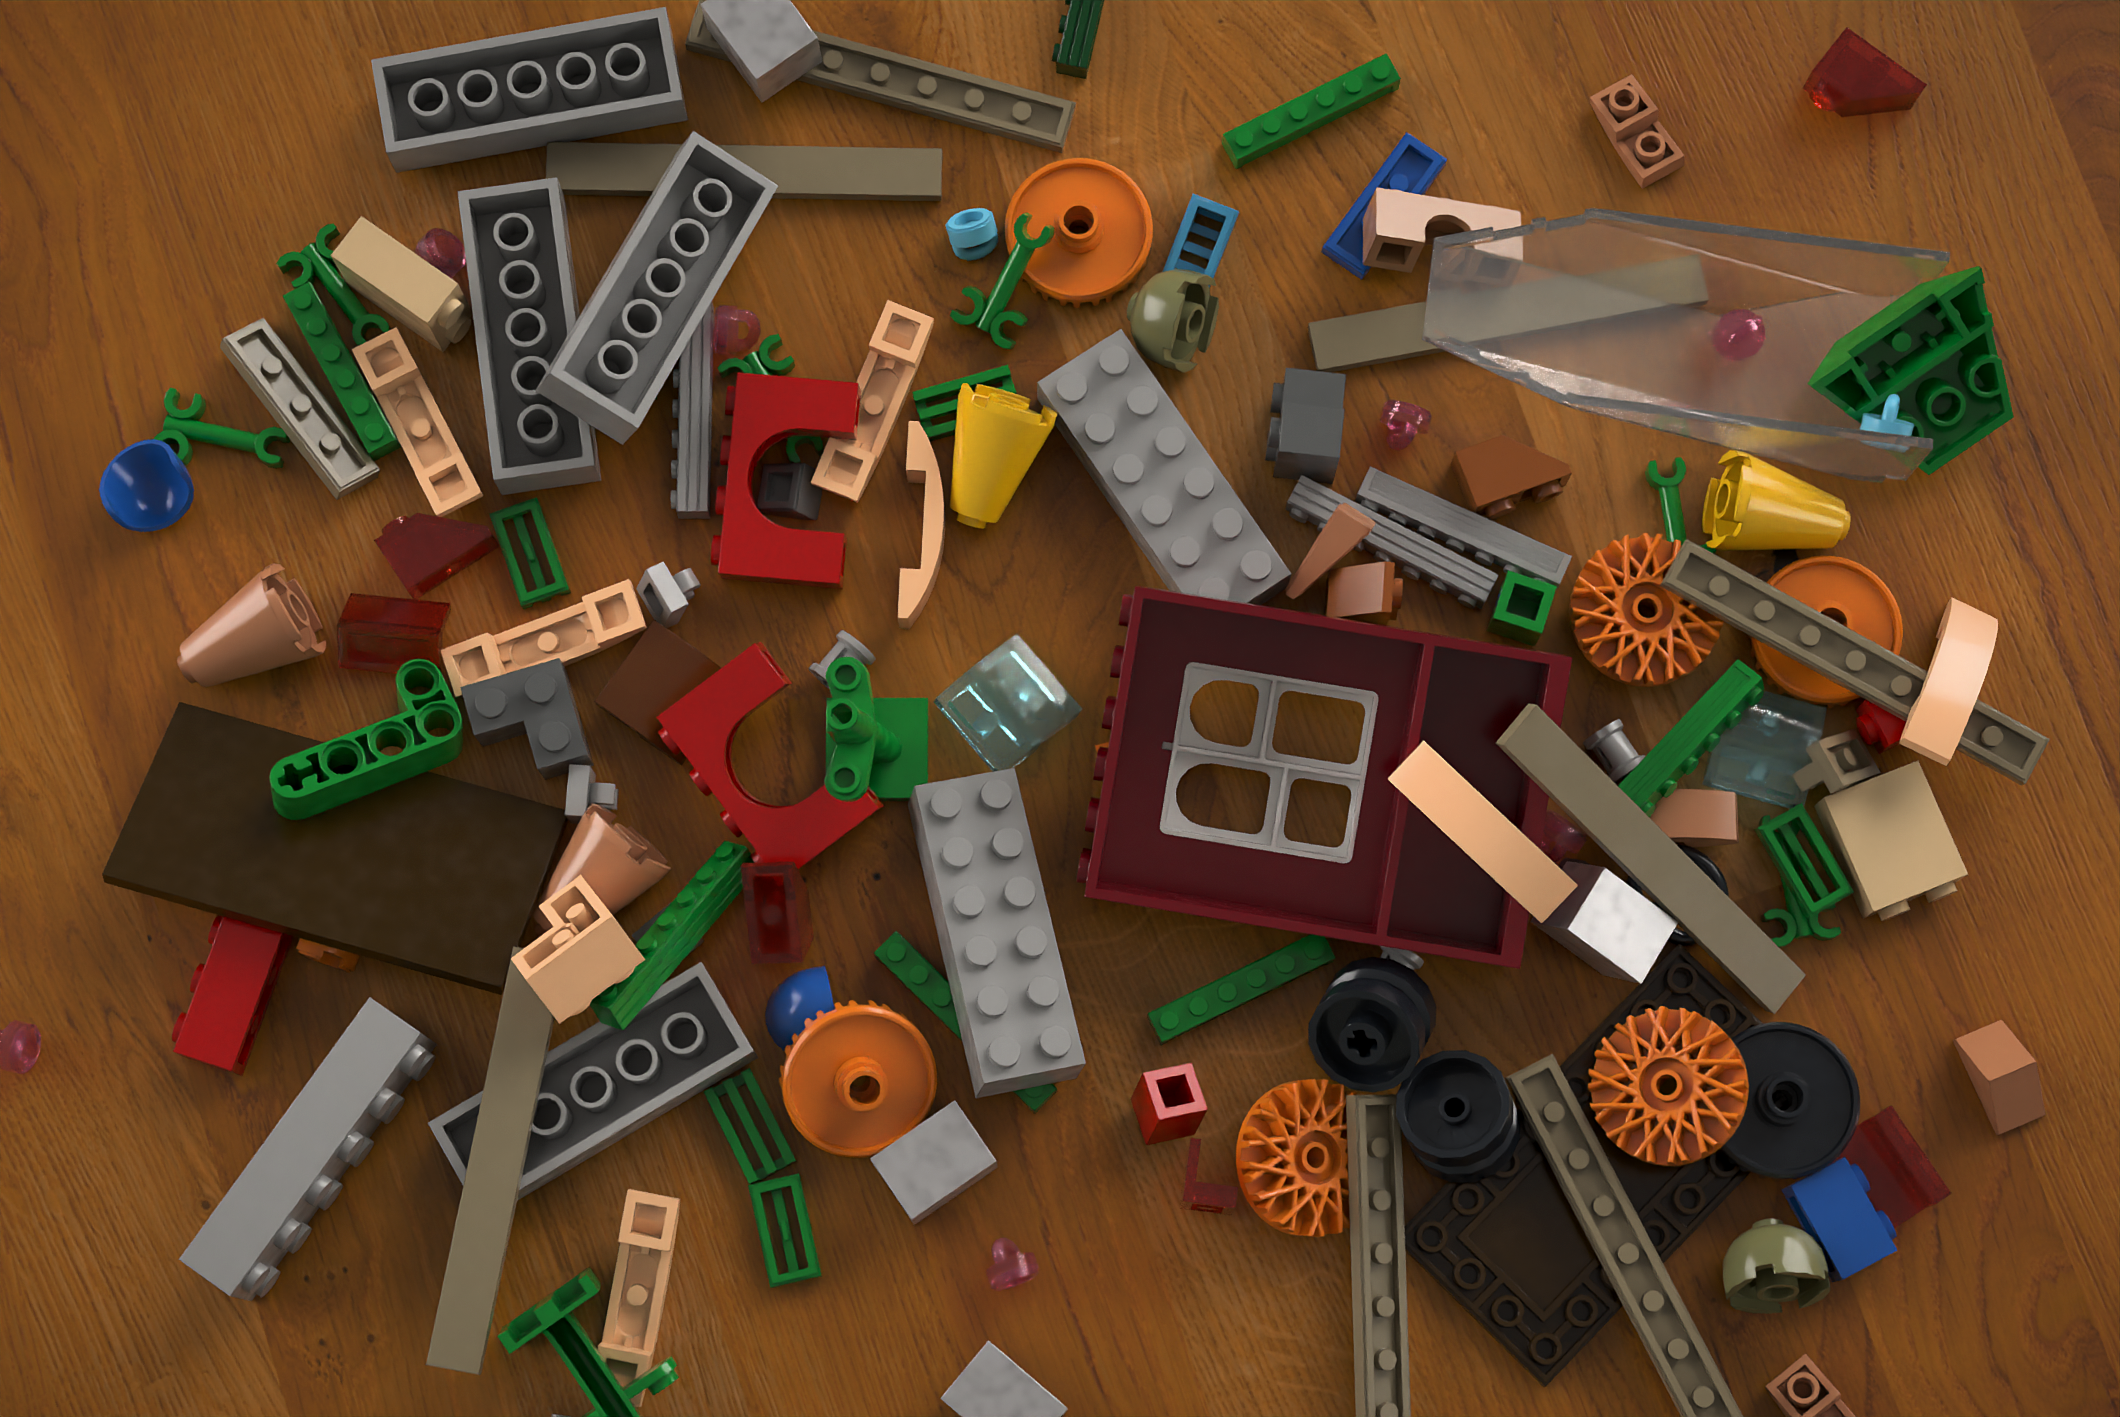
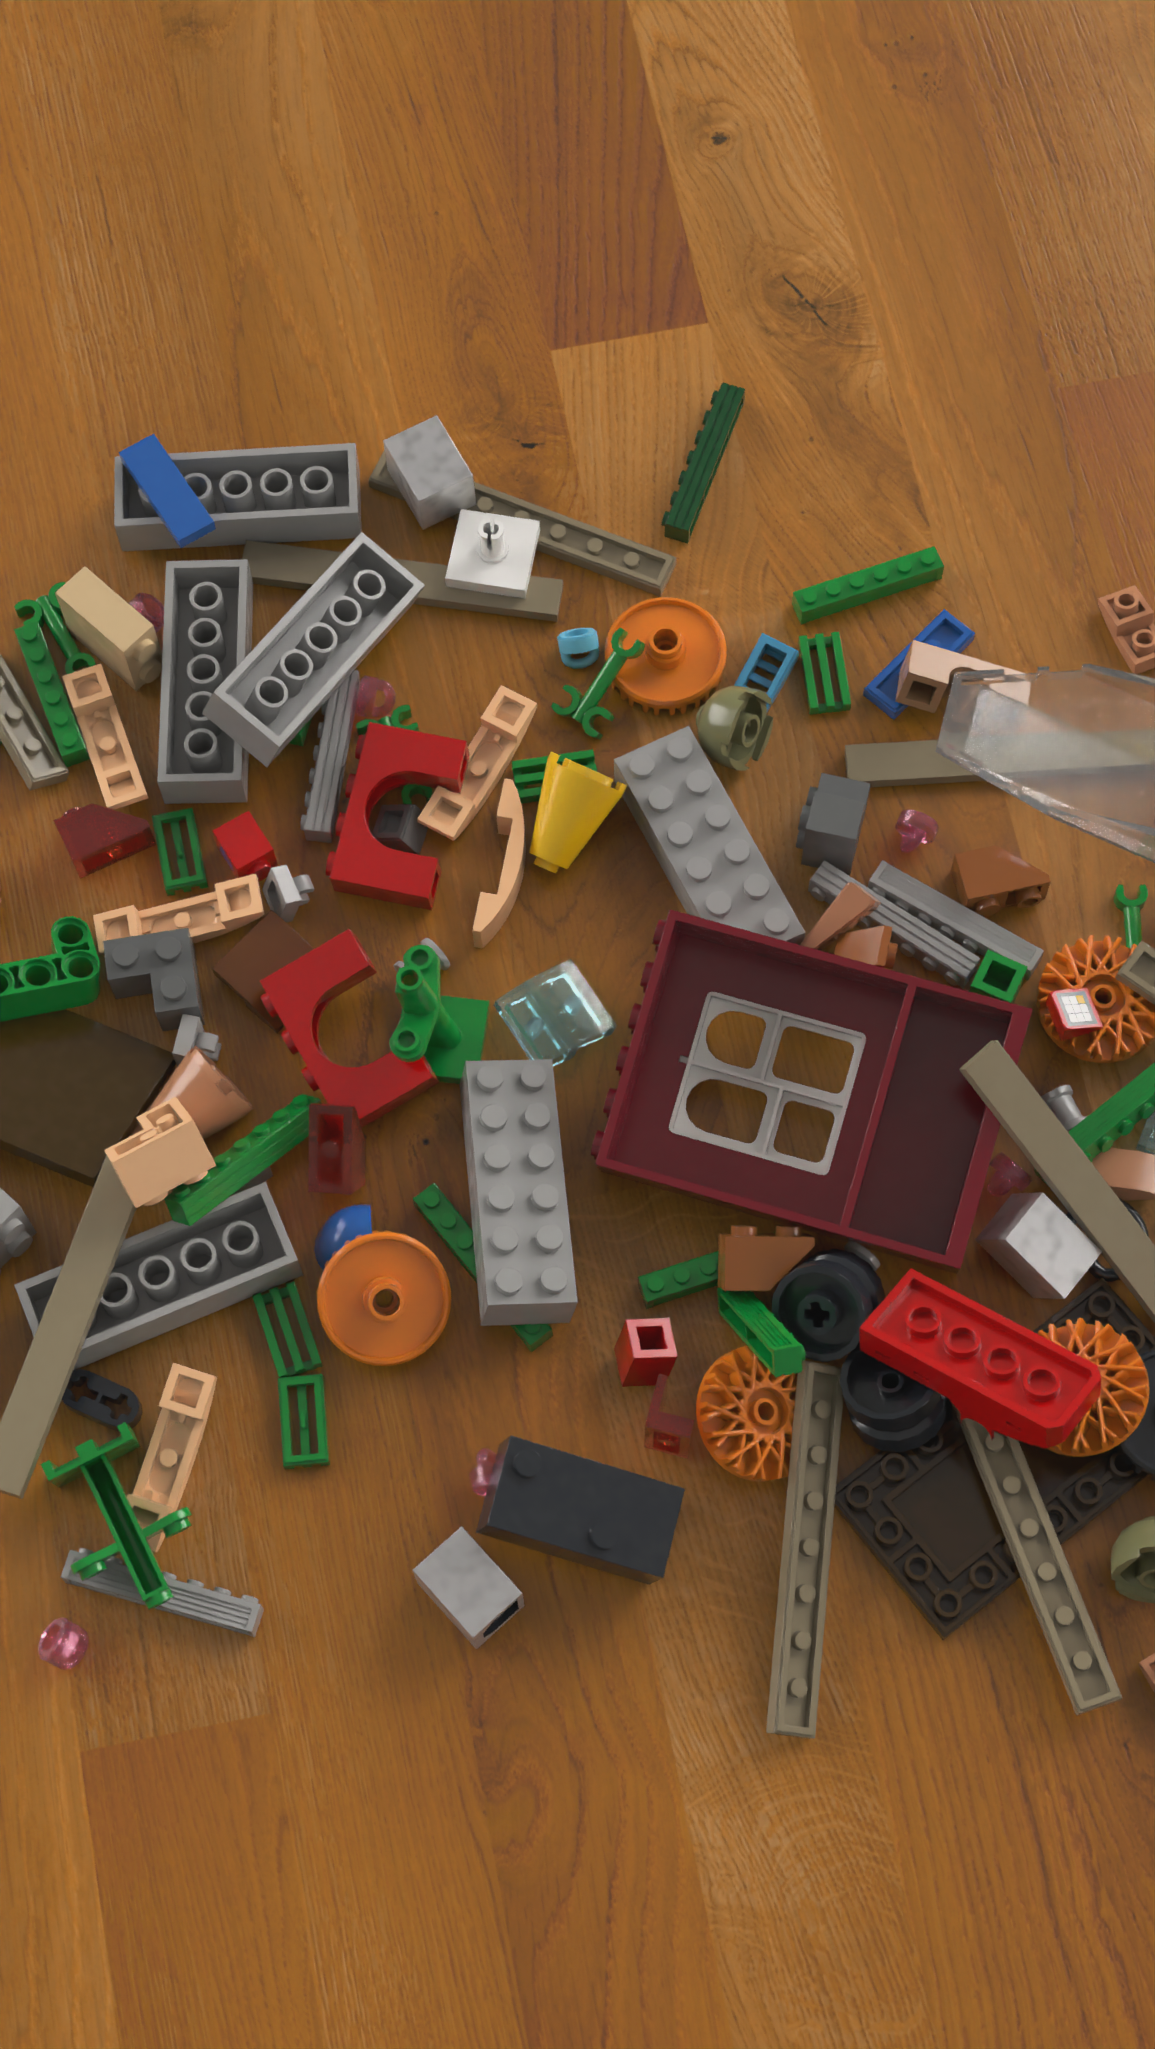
camera: 10 degrees right, 10 degrees down
(390, 631) = (46, 895): clear red panel -> none
(444, 100) = (167, 490): none -> blue tile
(557, 1225) = (105, 1391): none -> black beam
(610, 544) = (245, 847): none -> red brick
(852, 126) = (492, 553): none -> white tile
(934, 1162) = (438, 1376): flat silver piece -> none
(1119, 1300) = (580, 1510): none -> black brick
(1262, 192) = (820, 643): none -> green tile
(1287, 980) = (759, 1259): none -> dark orange slope
(1299, 1068) = (761, 1331): none -> green piece
(1482, 832) = (941, 1146): light nougat slope -> none
(1557, 1079) = (981, 1362): none -> red piece
(1615, 636) = (1073, 1012): none -> slope

